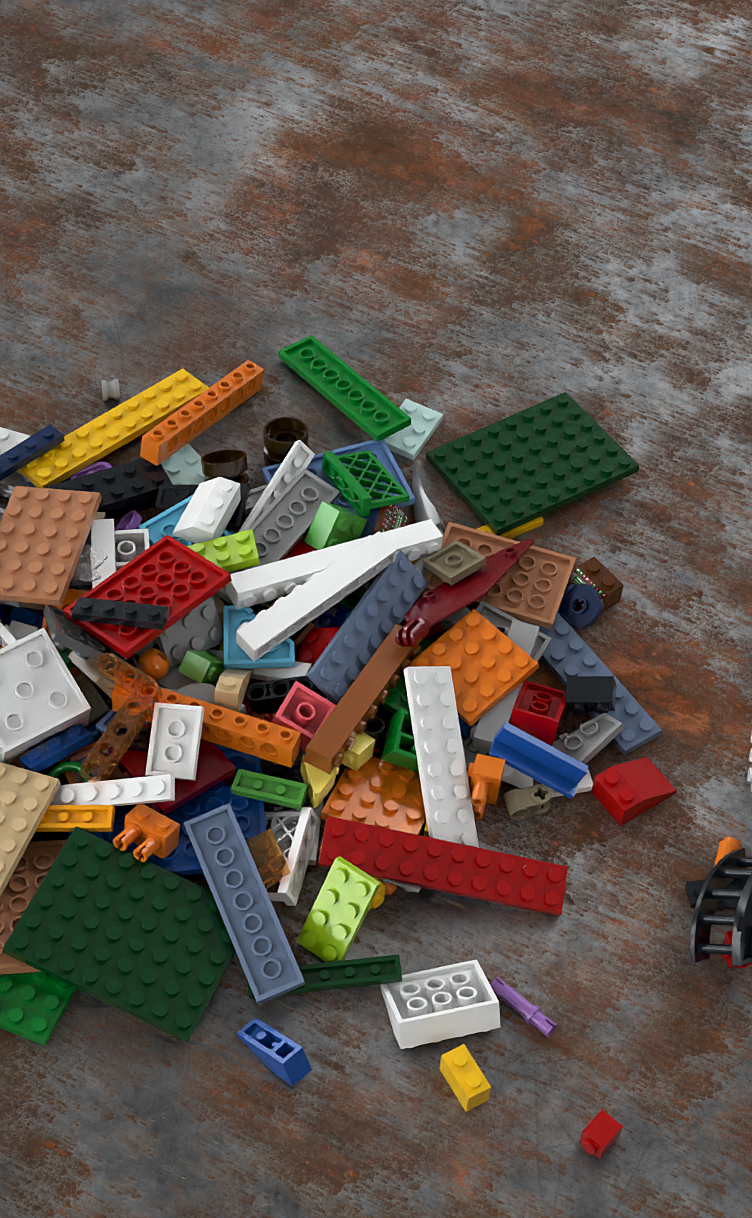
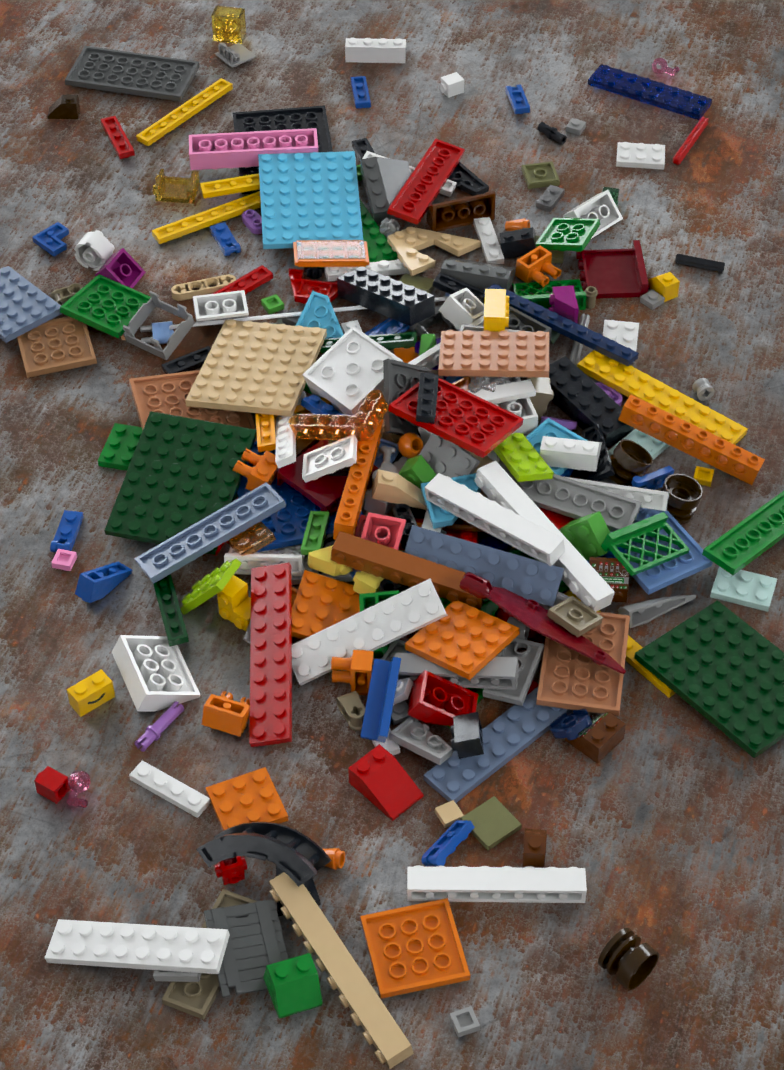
camera: 85 degrees right, 5 degrees down
(168, 1092) = (67, 531): none -> blue plate
(224, 1097) = (64, 559): none -> bright pink plate
(240, 423) = (704, 475): none -> yellow tile
(255, 468) = (653, 480): none -> blue plate
(523, 929) = (225, 714): none -> orange brick
(598, 1102) = (78, 783): none -> clear pink plate
(613, 1007) = (169, 789): none -> white plate
(643, 928) = (247, 800): none -> orange plate
(675, 738) = (448, 813): none -> tan tile
(690, 703) = (492, 823): none -> olive tile
(718, 742) = (447, 843): none -> blue plate
(726, 668) = (534, 848): none -> reddish brown slope

